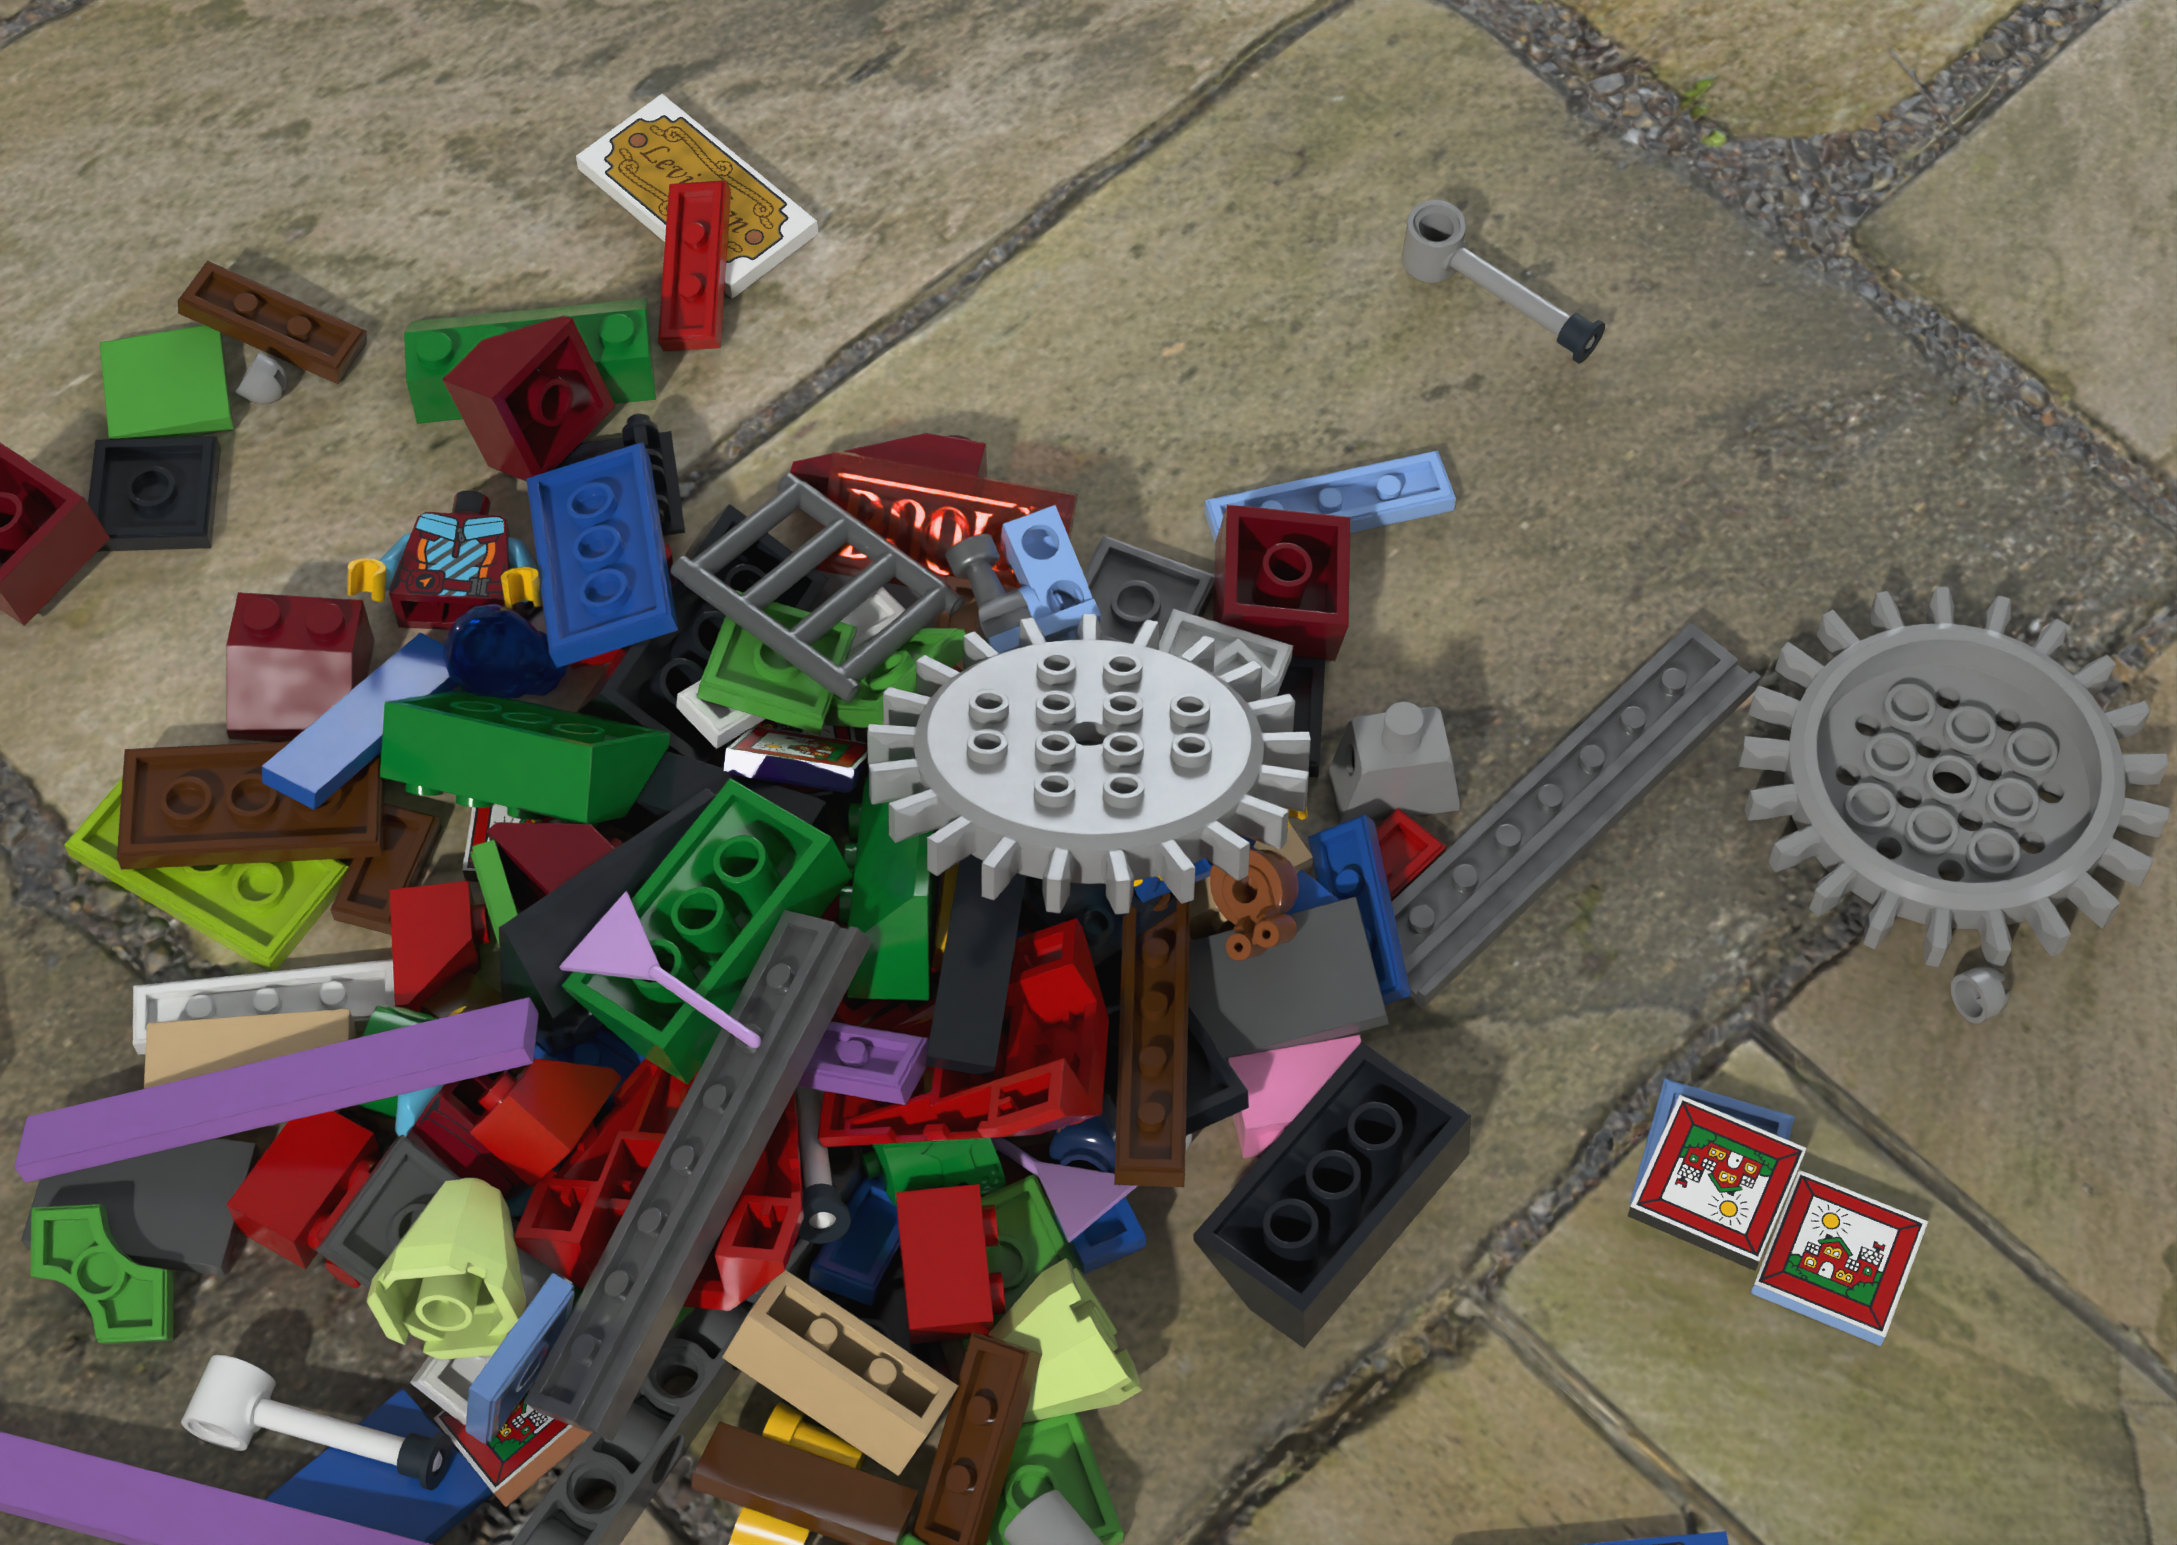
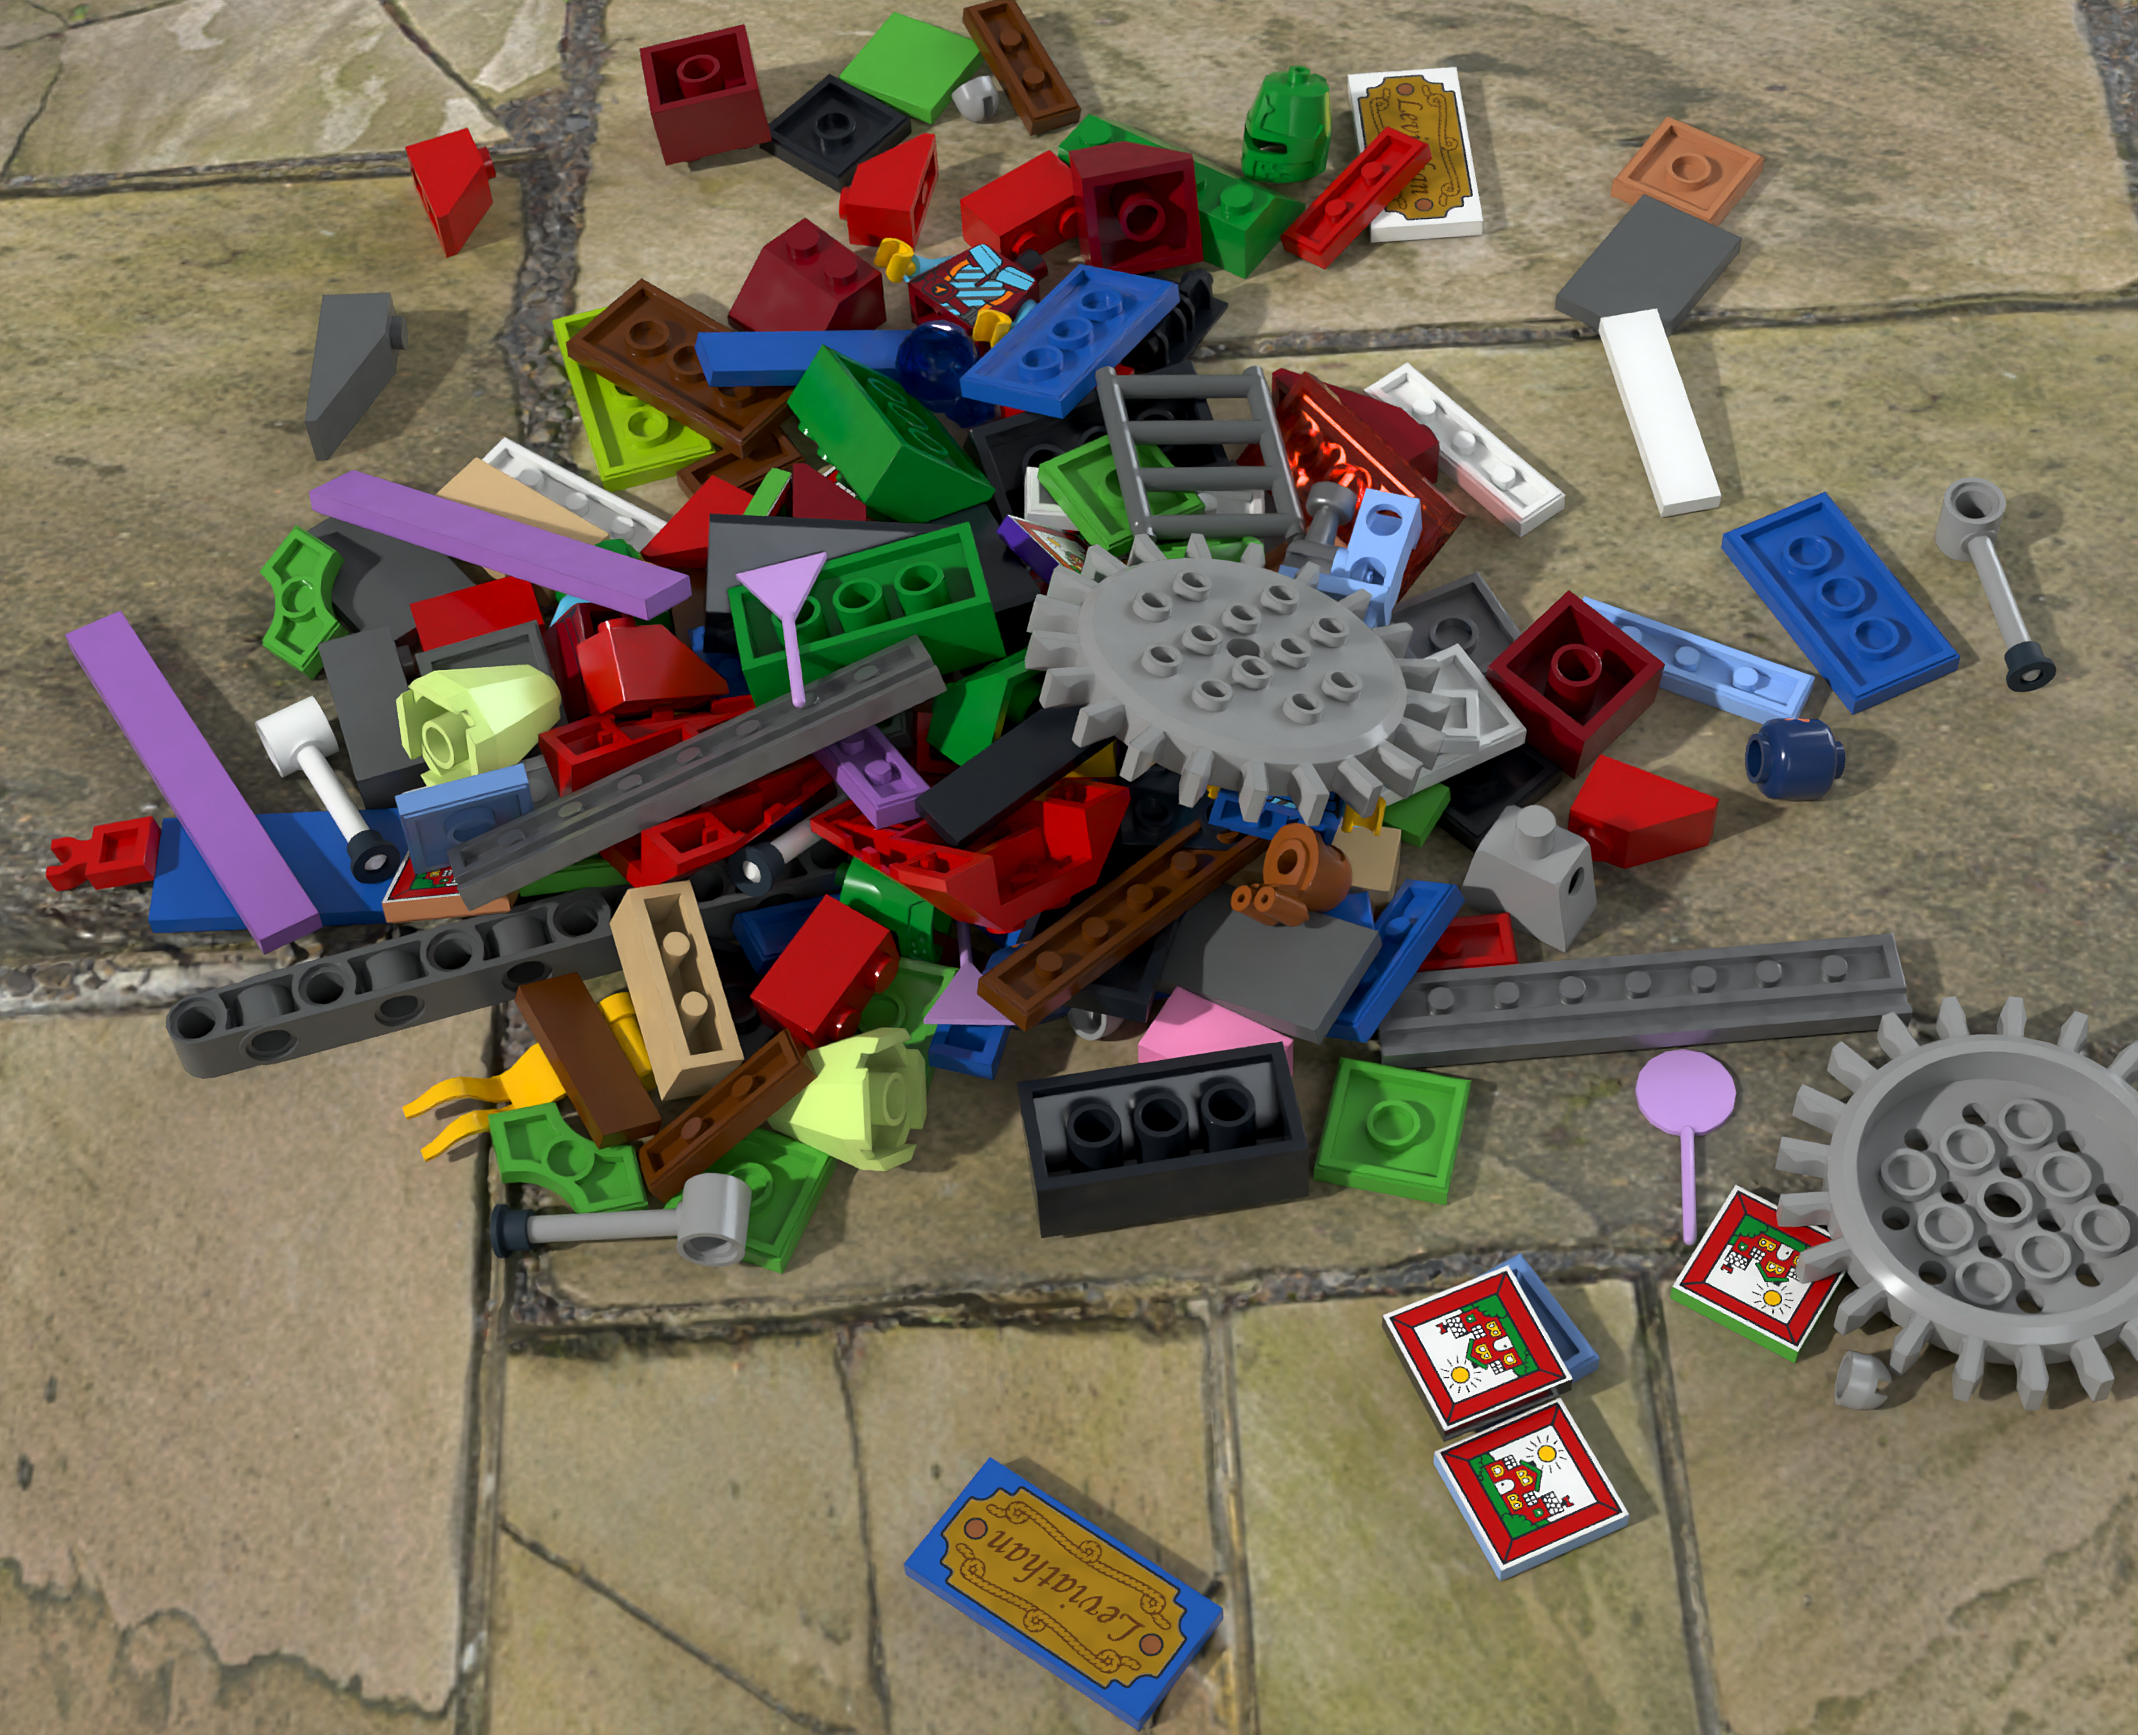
camera: 45 degrees right, 5 degrees down
(278, 522) = (891, 193): none -> red slope
(292, 1329) = (365, 681): none -> dark grey brick
(416, 458) = (1023, 209): none -> red brick
(579, 224) = (1293, 113): none -> green helmet
(939, 78) = (1689, 172): none -> nougat tile
(990, 185) = (1648, 263): none -> dark grey tile
(1012, 436) = (1472, 453): none -> white tile
(1117, 302) = (1659, 413): none -> white tile
(1392, 375) = (1840, 603): none -> blue tile
(1418, 655) = (1639, 815): none -> red slope
(1478, 1048) = (1392, 1130): none -> bright green tile
(1490, 530) = (1794, 759): none -> dark blue head
(1658, 862) = (1686, 1097): none -> lavender piece
(1829, 972) = (1748, 1278): none -> tile

